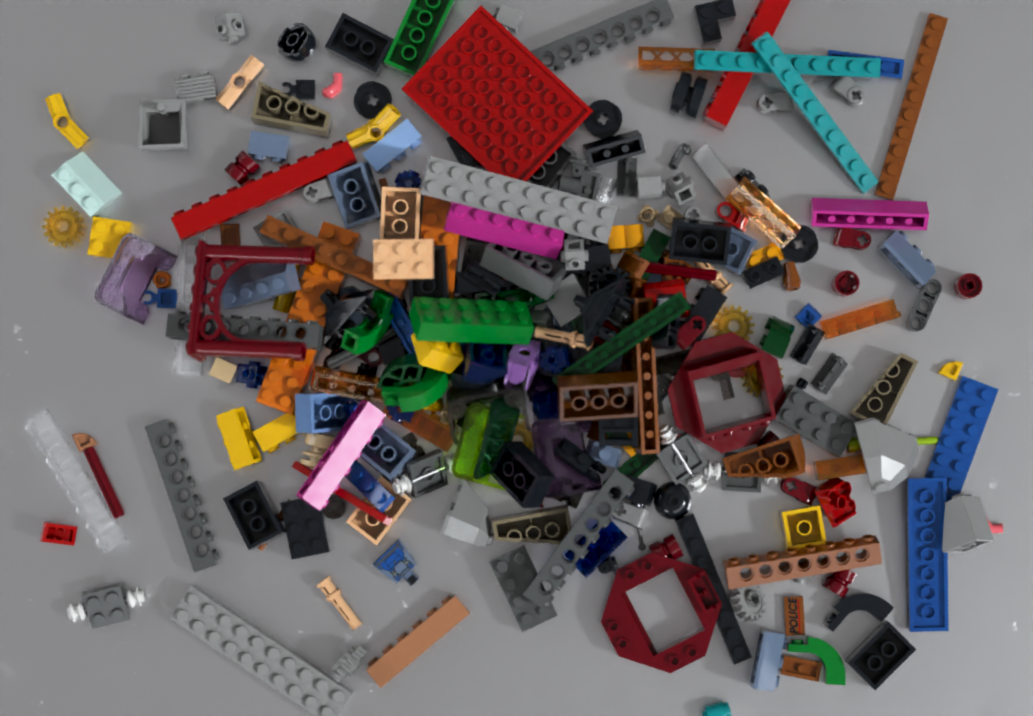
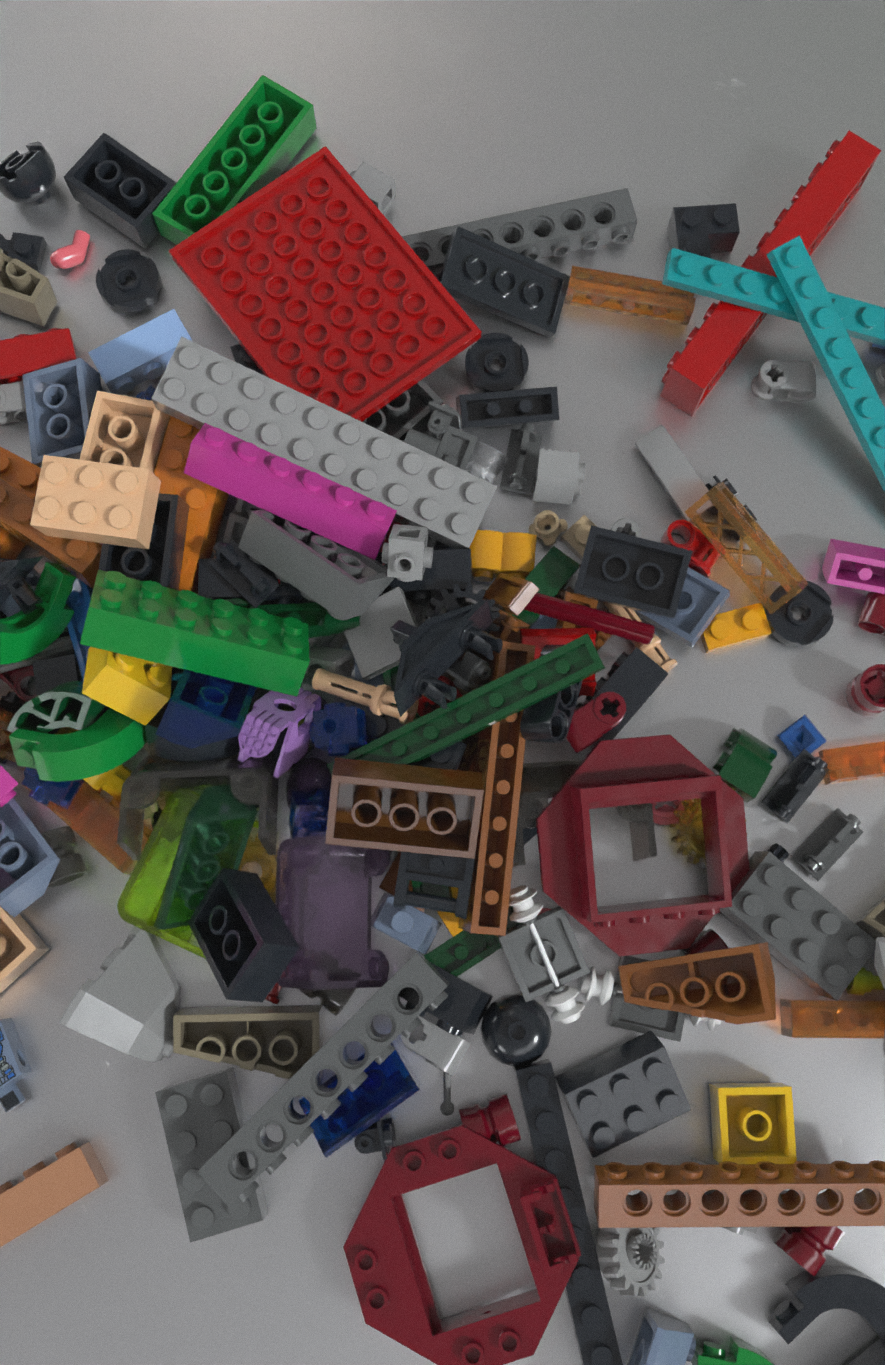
camera: 10 degrees right, 10 degrees down
(383, 121) = (133, 305): yellow piece -> none
(424, 474) = (70, 907): dark grey plate -> none
(579, 460) = (353, 925): black hinge -> none
(600, 70) = (504, 282): none -> black plate
(680, 188) = (609, 488): light grey brick -> none
(682, 150) = (620, 431): dark grey arm -> none
(685, 94) = (641, 340): black wheel -> none
(733, 523) = (623, 1093): none -> black brick
(736, 316) = (674, 717): clear yellow gear -> none
(763, 272) = (732, 649): black hinge -> none
(791, 278) = (779, 667): dark orange cone -> none
(794, 615) = (713, 1293): dark orange tile -> none
(802, 490) = (754, 1050): dark red piece -> none
(836, 500) = (818, 1081): red slope -> none

